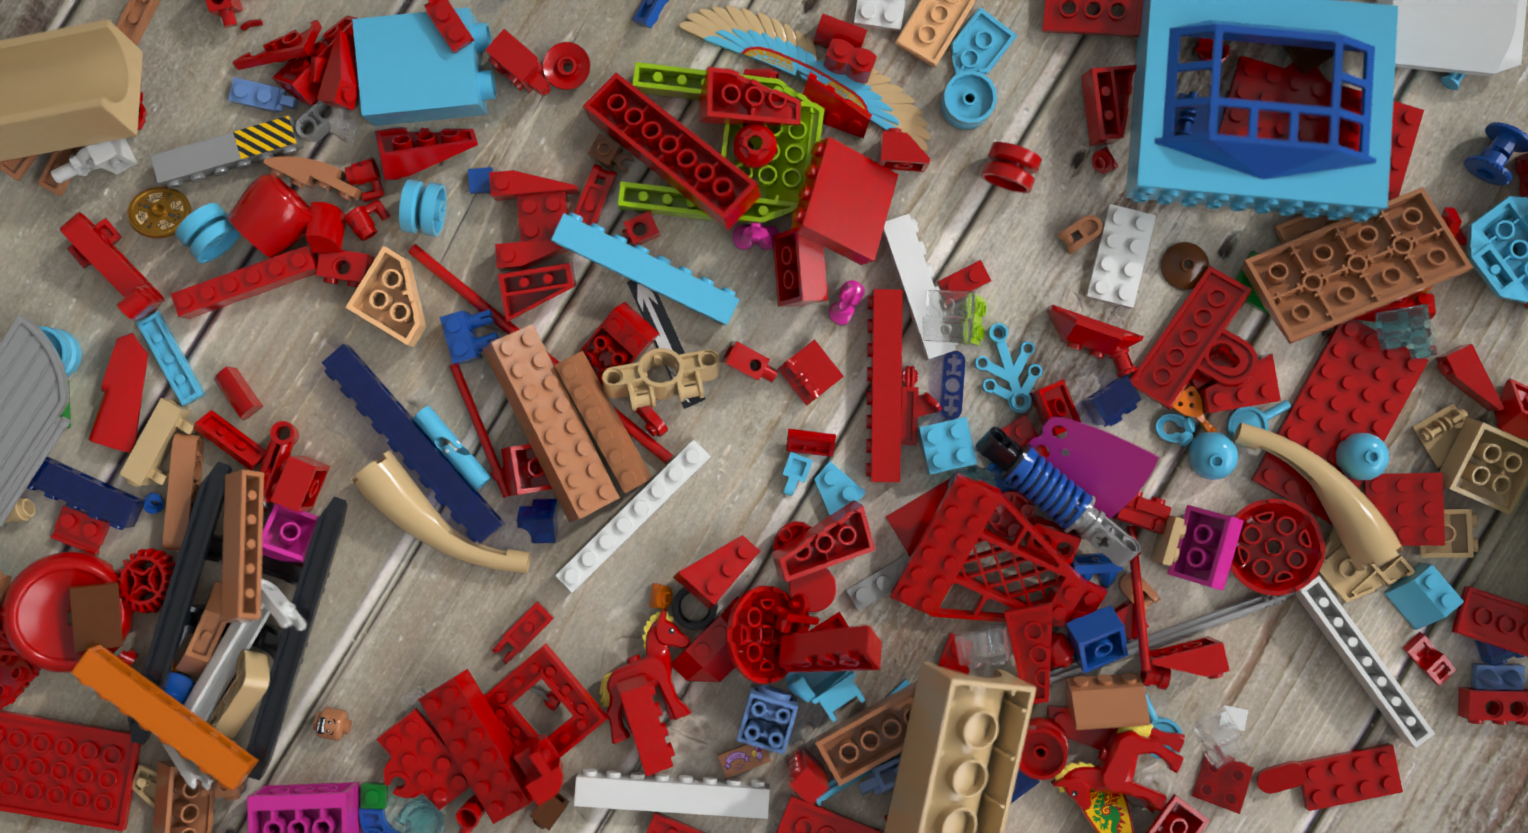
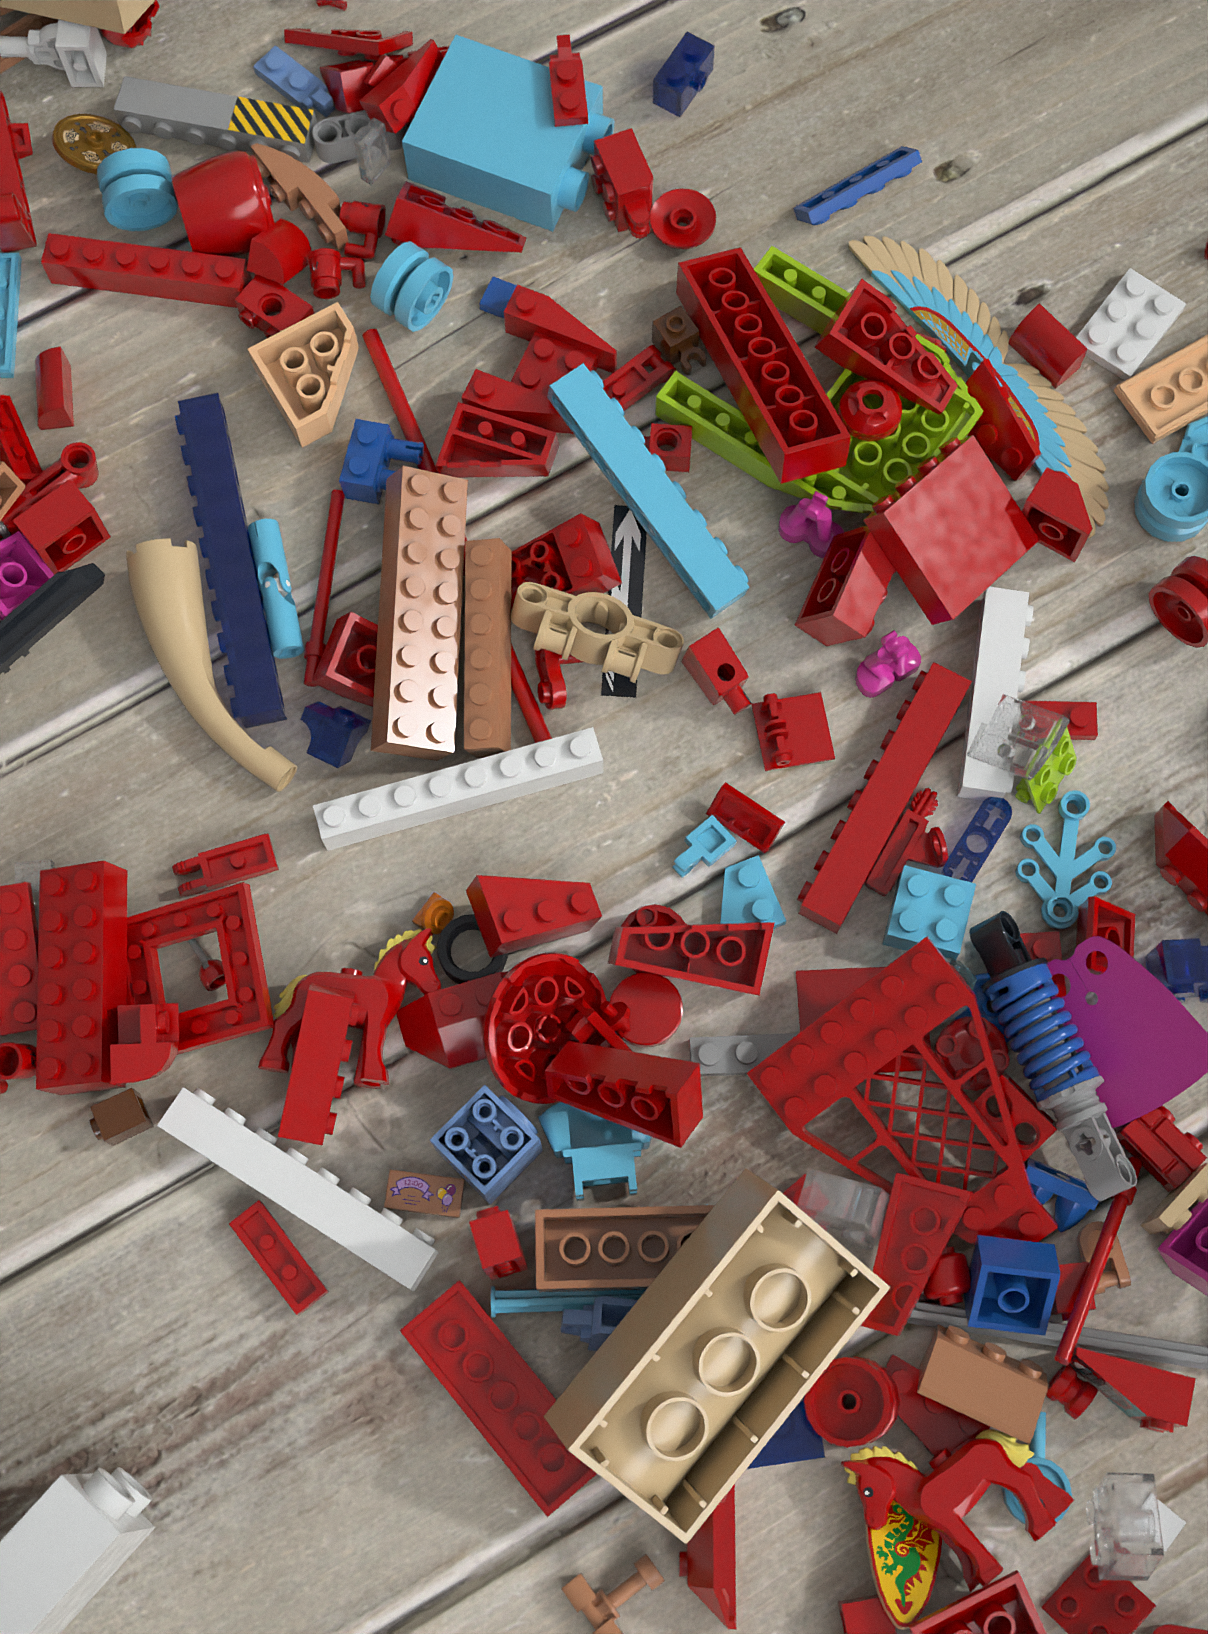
camera: 30 degrees right, 15 degrees down
(845, 59) = (1045, 376): red brick -> none

